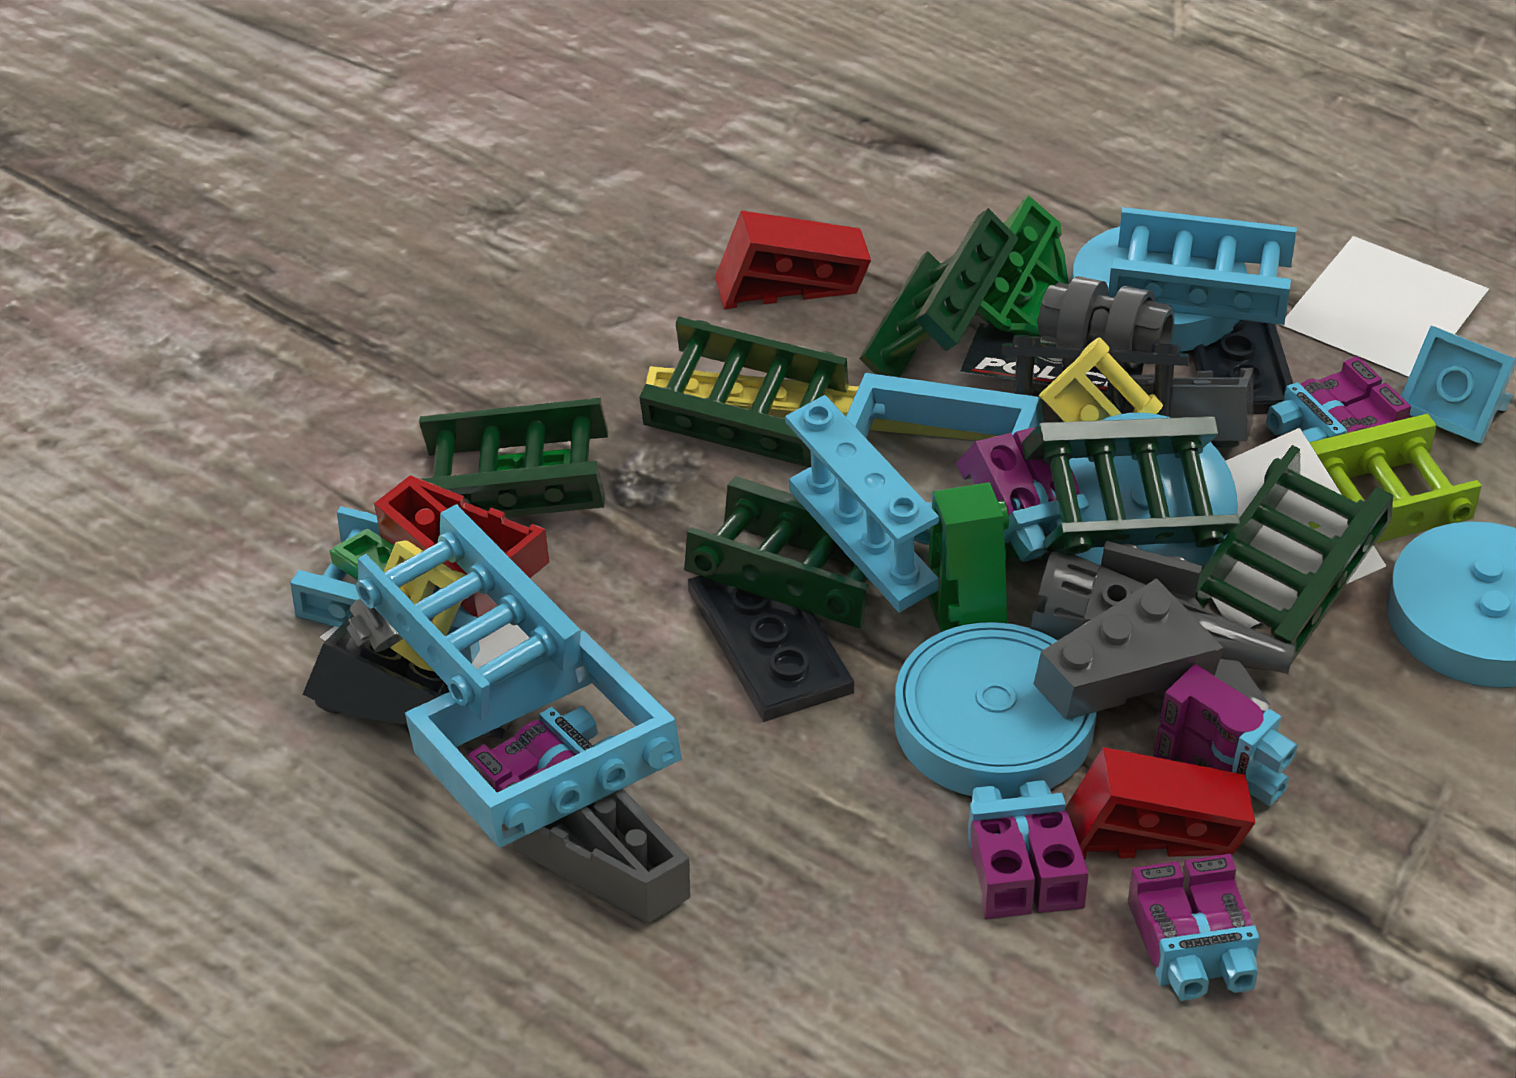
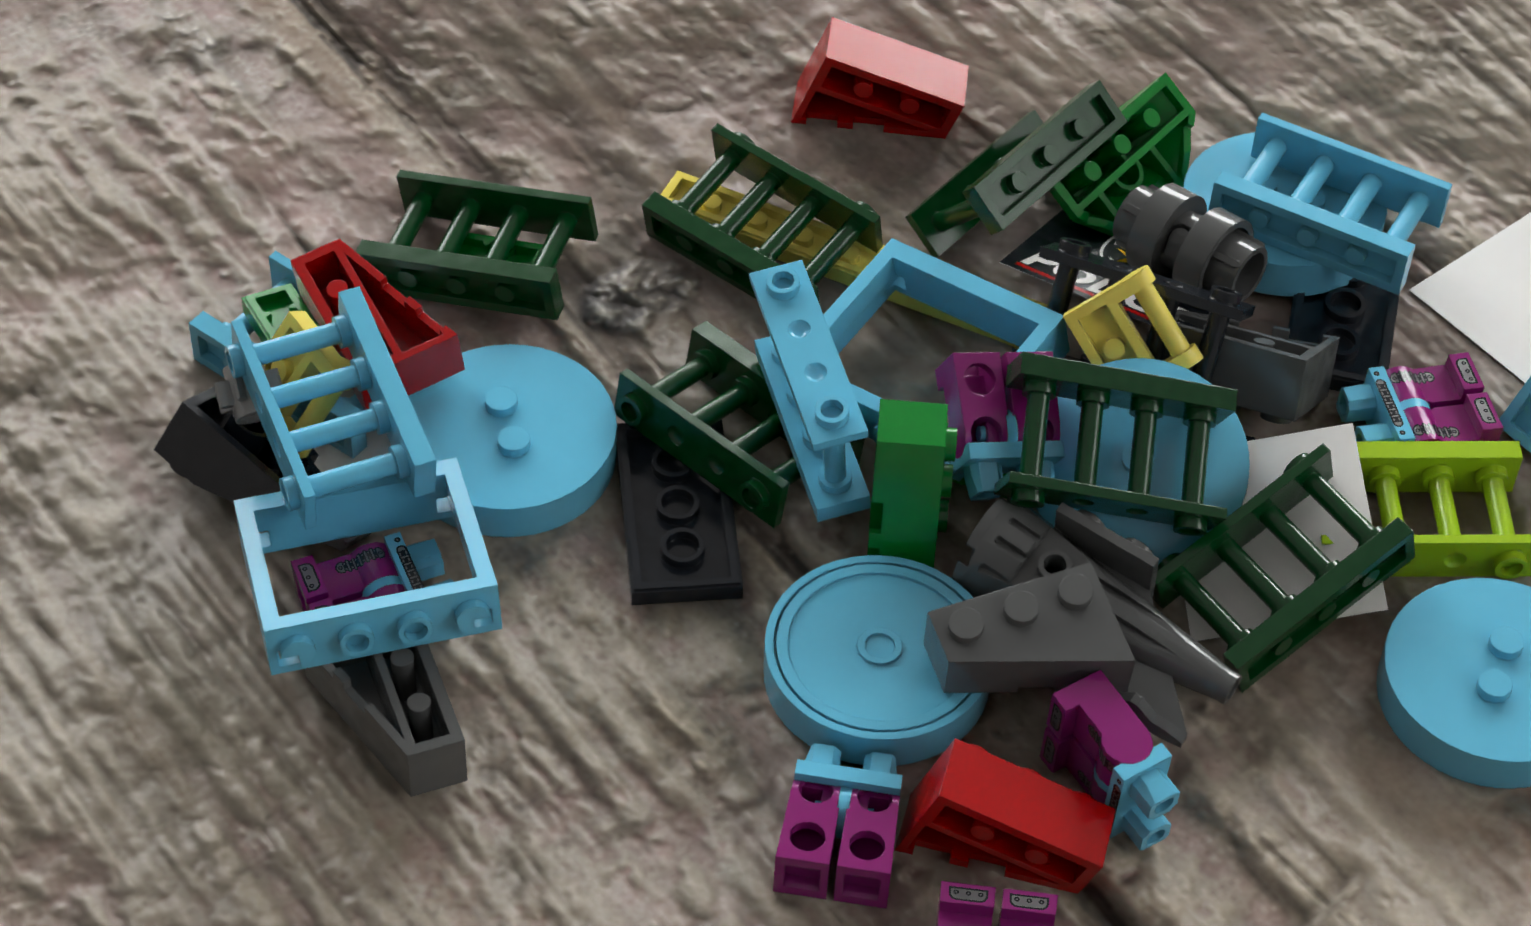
camera: 15 degrees right, 5 degrees up
(628, 598) = (527, 435): none -> medium azure brick

